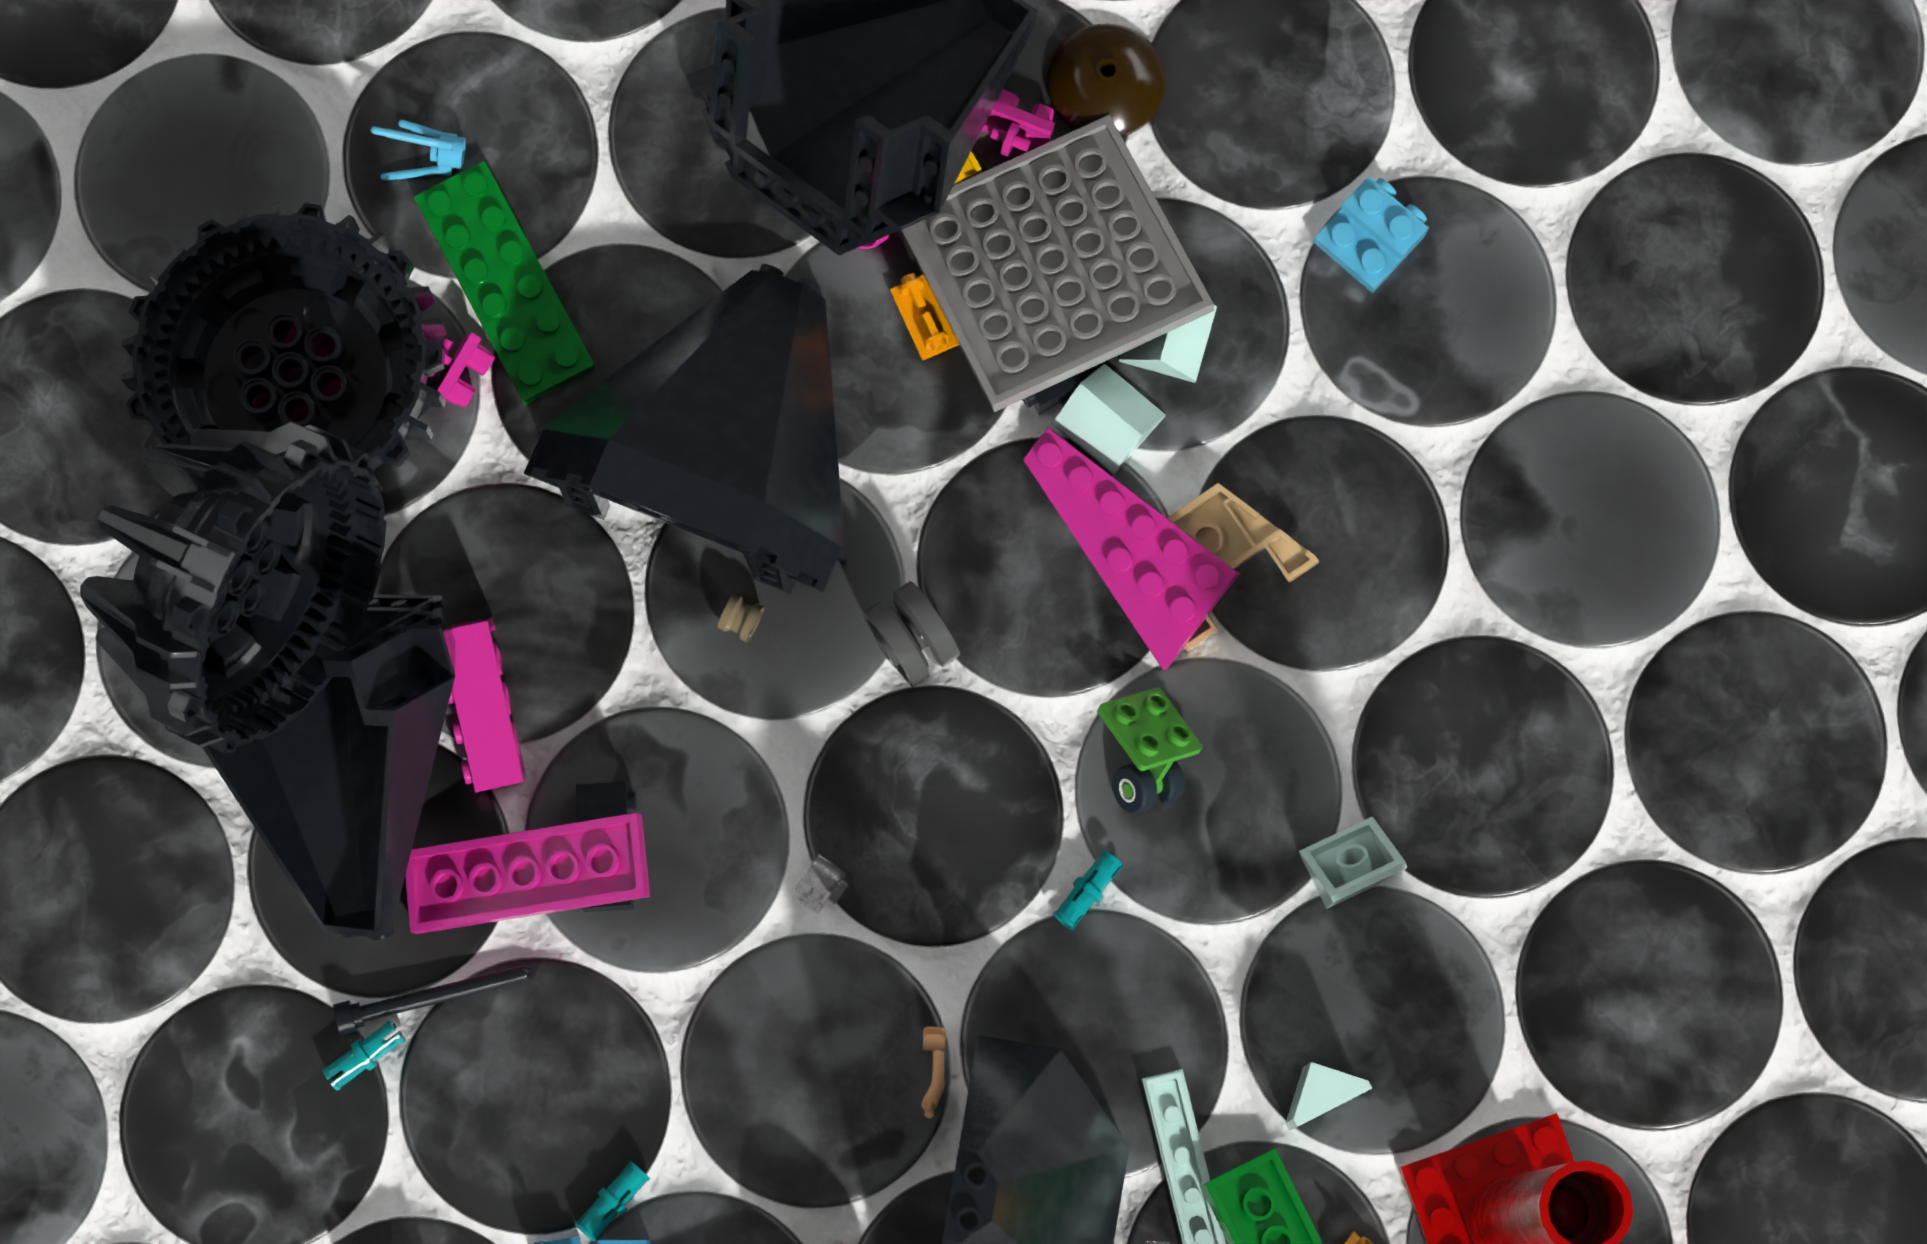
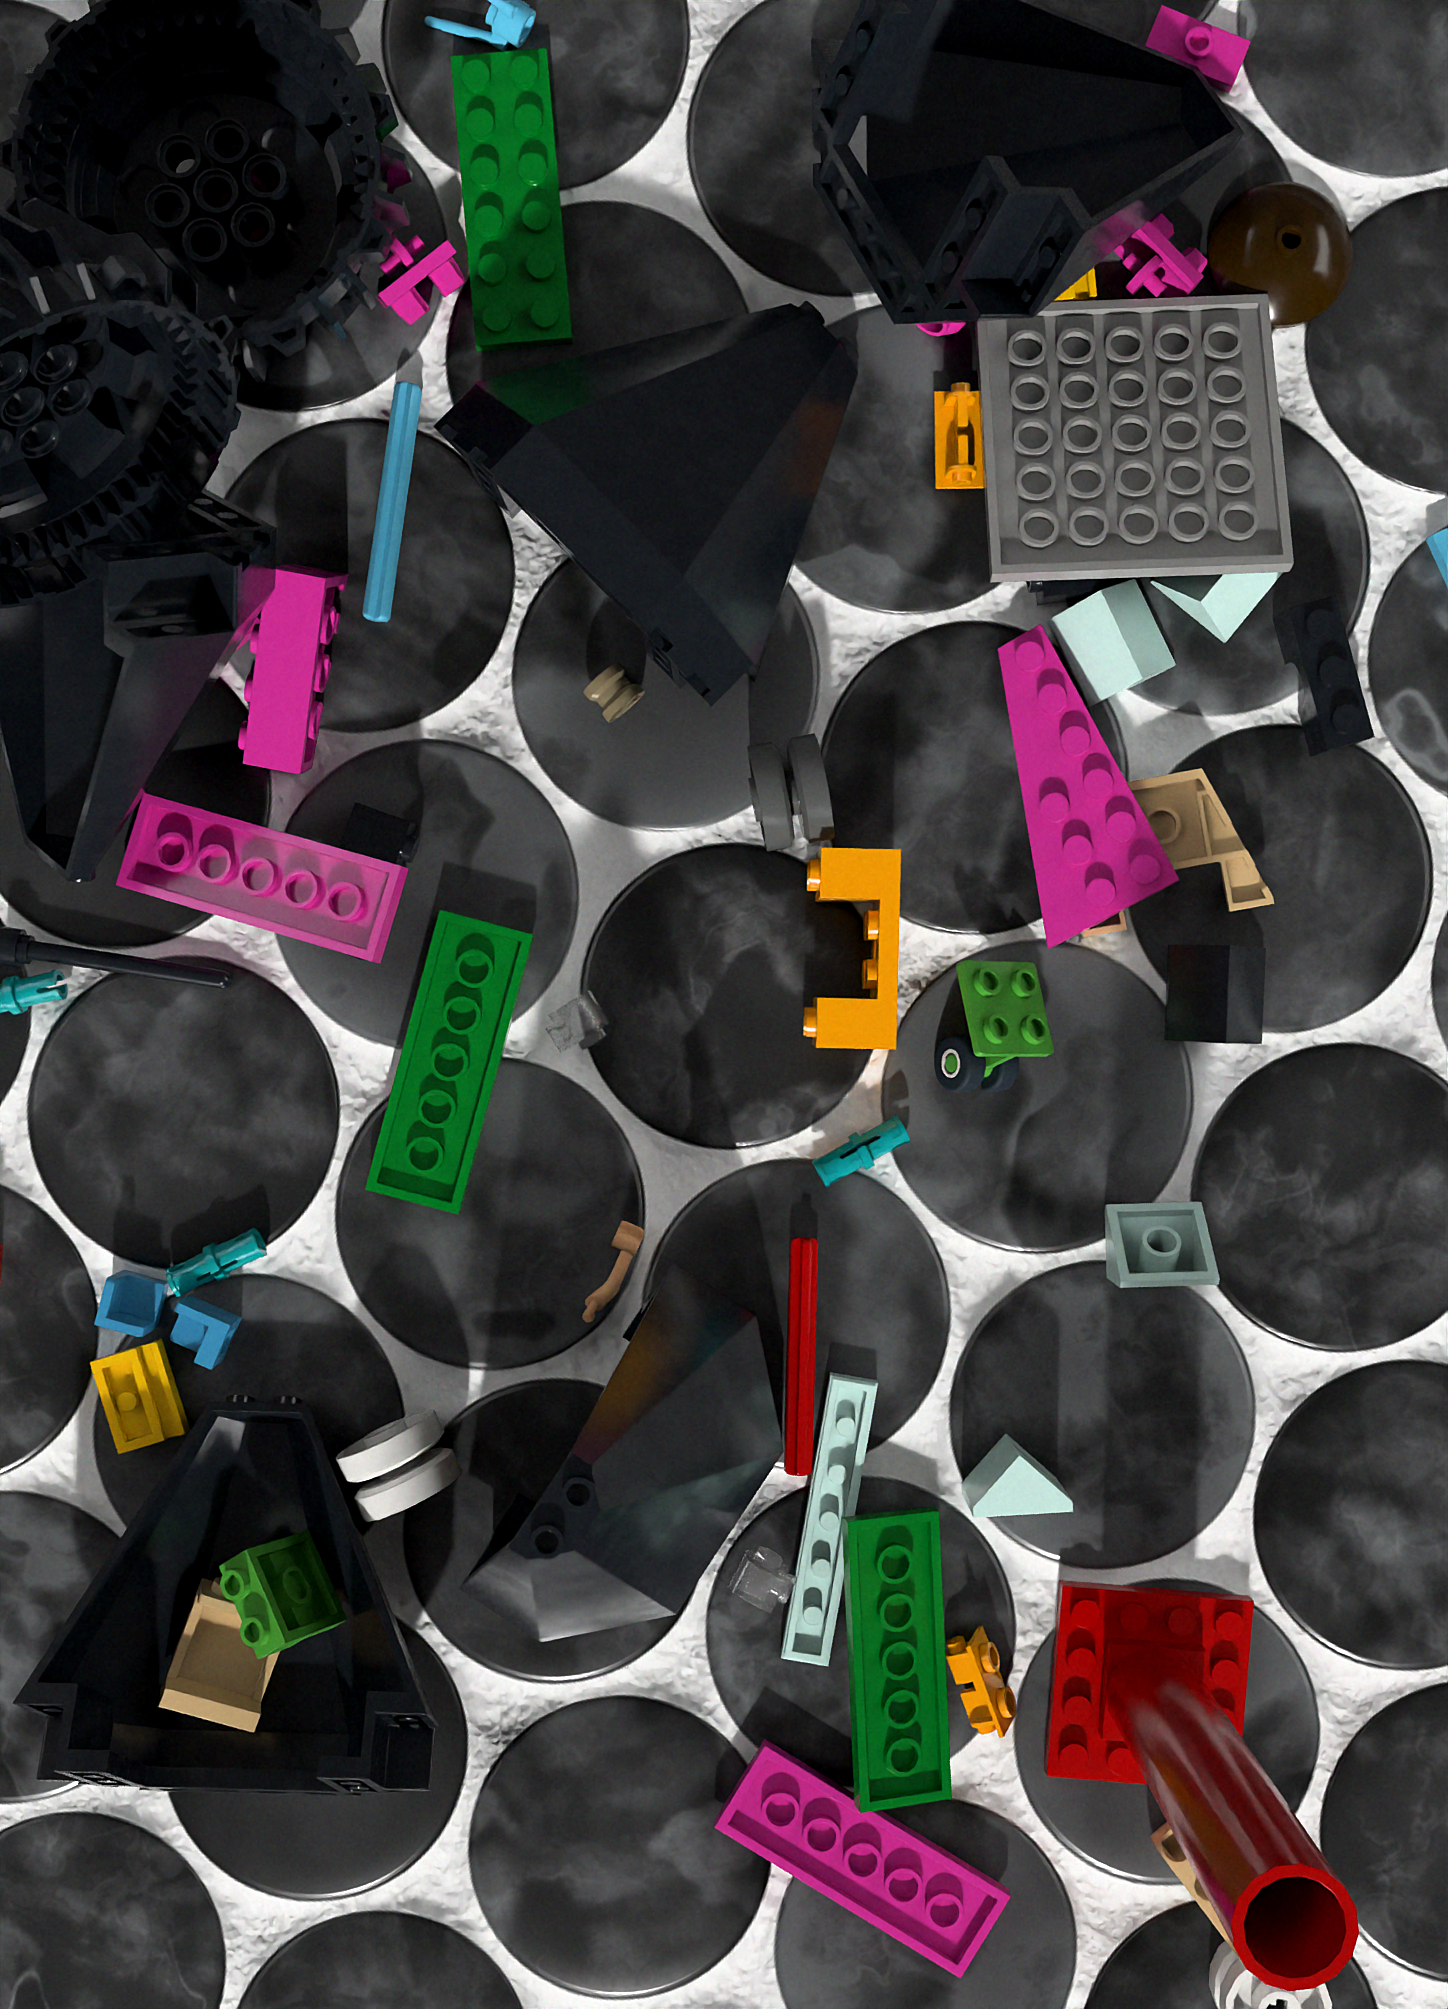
camera: 20 degrees right, 10 degrees up
(506, 546) = (392, 502): none -> medium azure axle
(733, 959) = (449, 1062): none -> green plate
(1002, 674) = (860, 877): none -> light orange plate
(1112, 1074) = (801, 1356): none -> red axle
(1295, 391) = (1318, 646): none -> black arch
(1309, 650) = (1215, 994): none -> black slope

